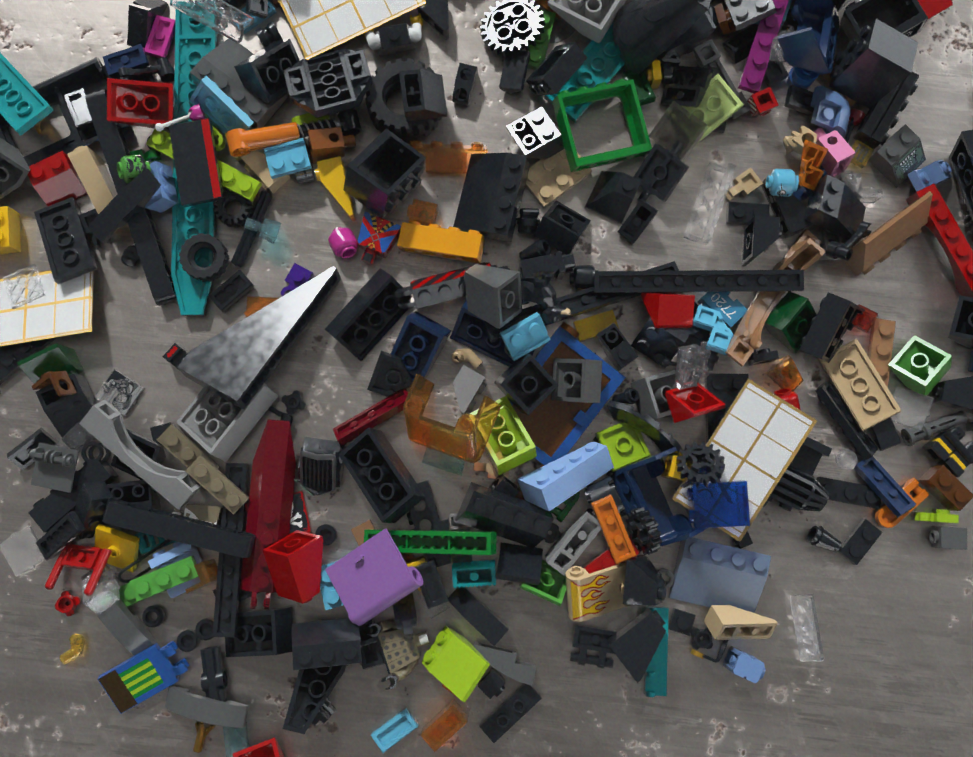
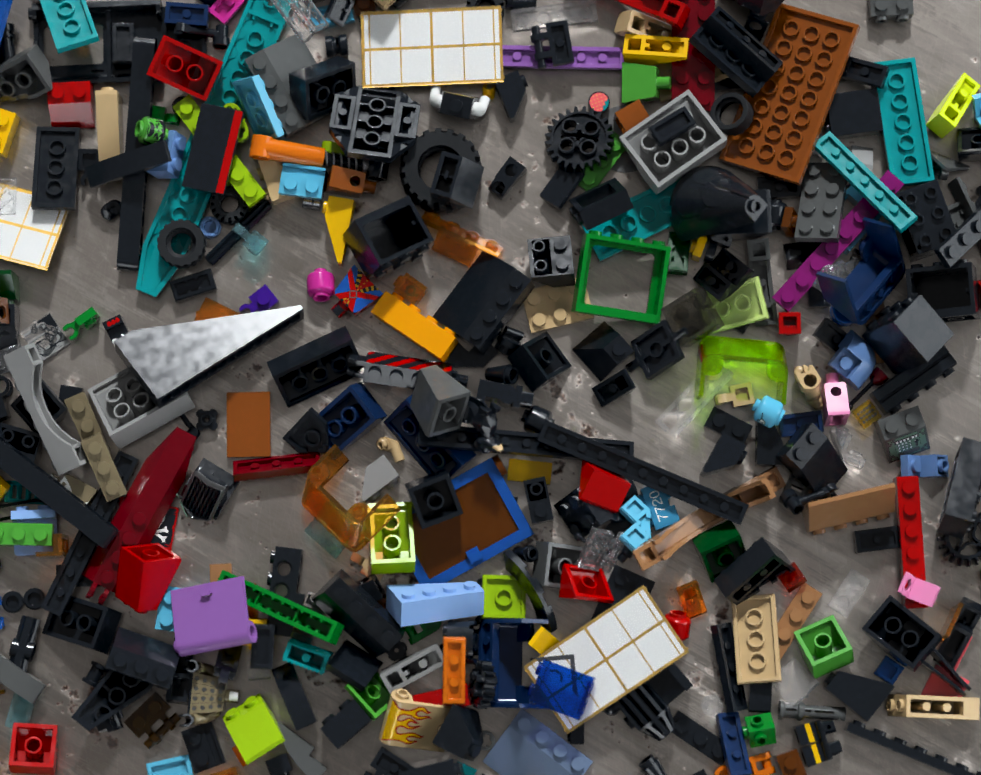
camera: 25 degrees right, 0 degrees up
(146, 362) = (84, 320): none -> green plate
(194, 113) = (232, 100): hinge -> none
(226, 234) = (210, 227): none -> medium blue tile
(289, 675) = (95, 674): none -> black bush
(328, 533) = (187, 560): black tile -> none
(332, 391) = (248, 424): none -> dark orange tile
(353, 689) = (147, 715): none -> dark brown plate
(381, 475) = (260, 526): black brick -> none
(416, 696) = (203, 747): none -> black plate
(495, 253) = (473, 359): none -> black tile
(525, 336) = (451, 454): medium azure plate -> none
(536, 620) = (346, 723): none -> black brick
(577, 380) = (484, 516): dark grey slope -> none
(700, 464) = (560, 644): black gear -> none
(711, 155) = (716, 349): none -> clear neon green windscreen
(763, 356) = (677, 571): black bracket -> none
(811, 160) = (802, 403): orange slope -> none
(900, 462) = (759, 730): none -> green brick
(917, 310) = (849, 593): none -> clear plate
(919, 254) = (877, 539): none -> black plate

